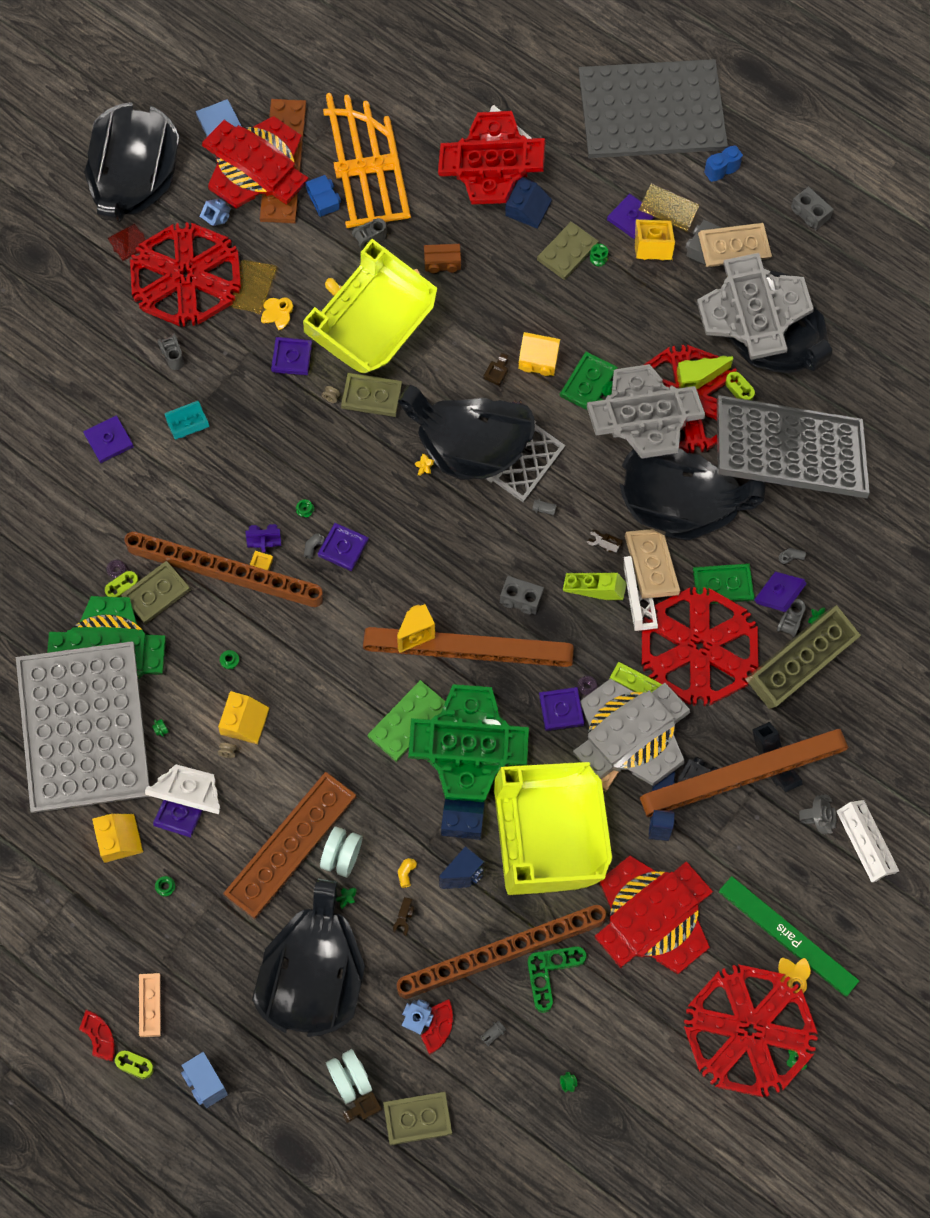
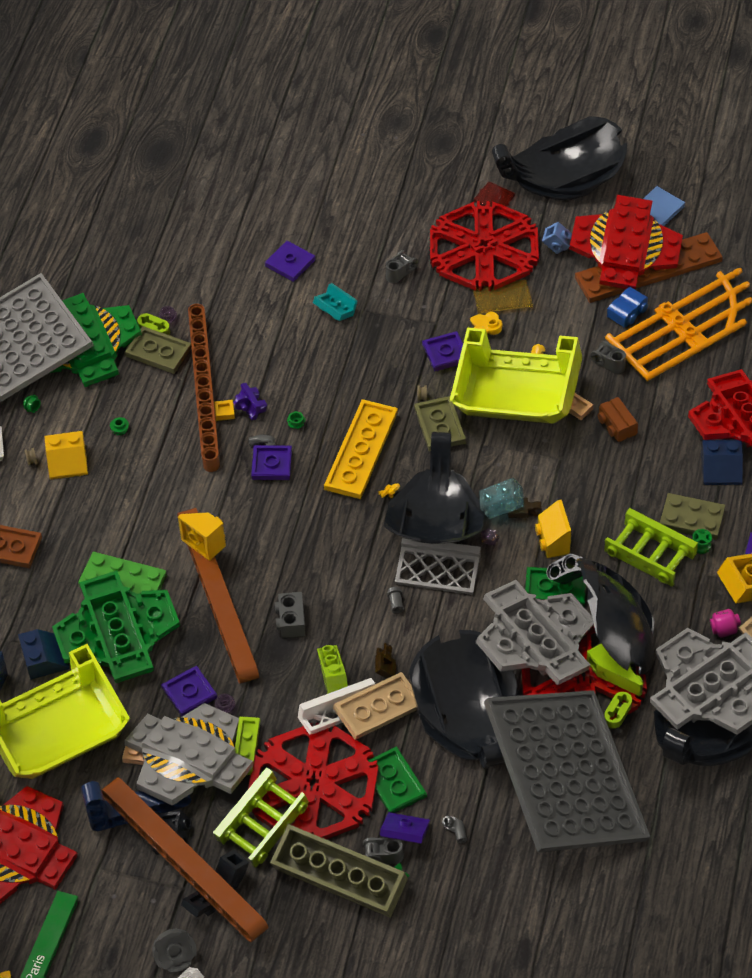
camera: 70 degrees right, 15 degrees down
(366, 468) = (361, 449): none -> yellow plate
(486, 380) = (501, 498): none -> clear light blue brick
(581, 278) = (652, 530): none -> lime fence
(652, 334) = (618, 616): none -> black windscreen
(689, 275) = (725, 623): none -> dark pink head
(713, 713) = (253, 799): none -> lime fence

